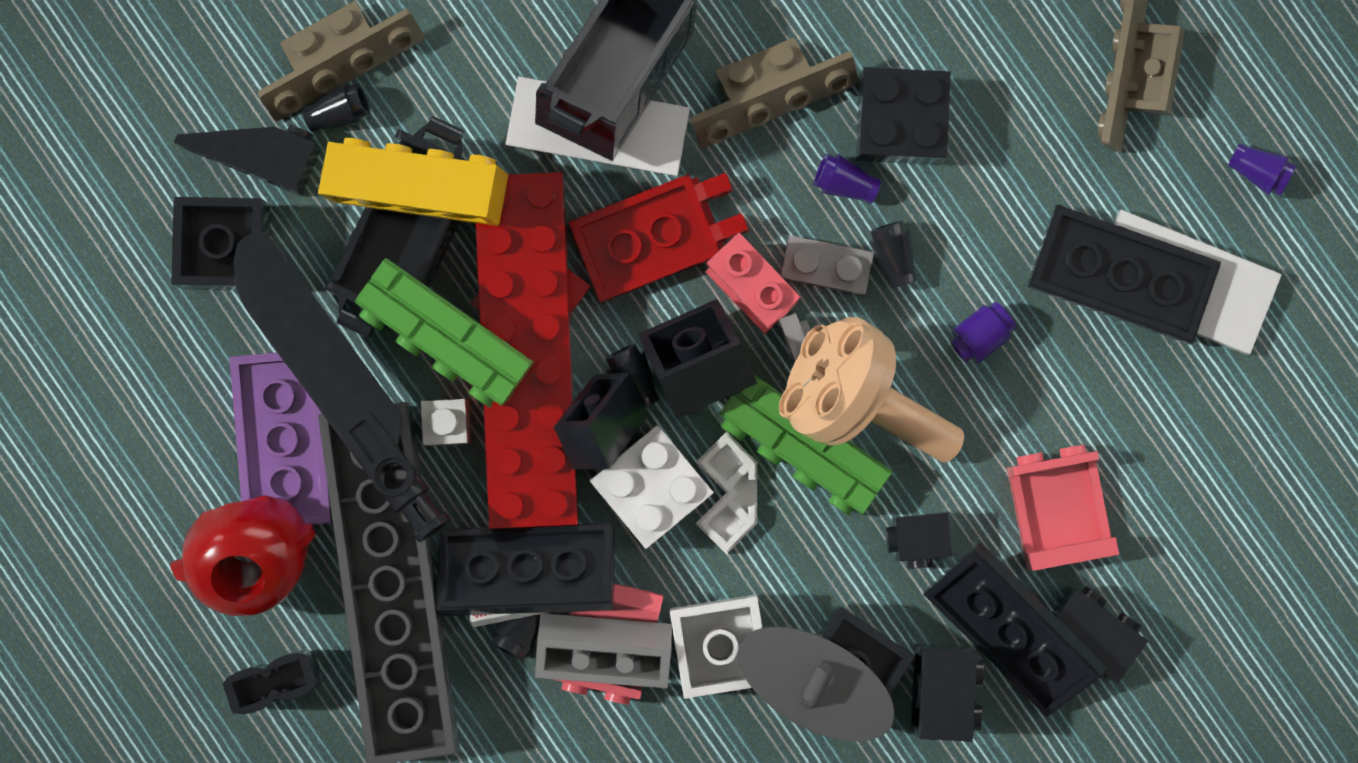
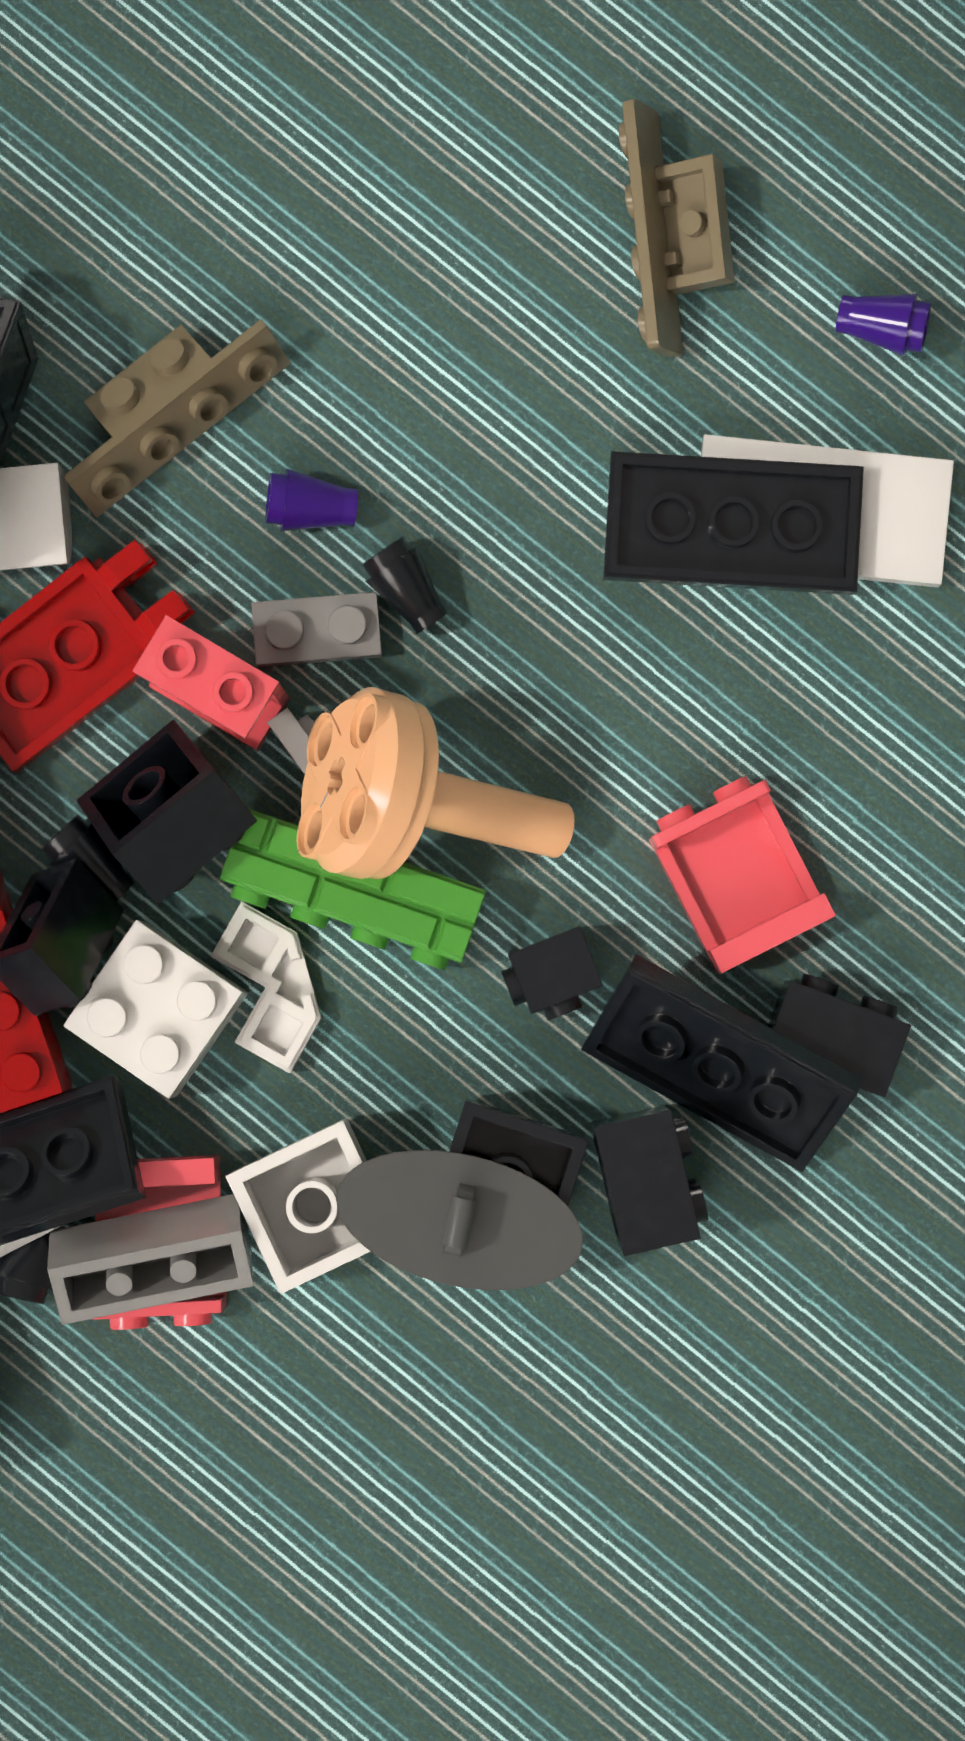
camera: 10 degrees left, 0 degrees up
(903, 116) = (362, 390): black brick -> none
(982, 333) = (559, 661): dark purple brick -> none

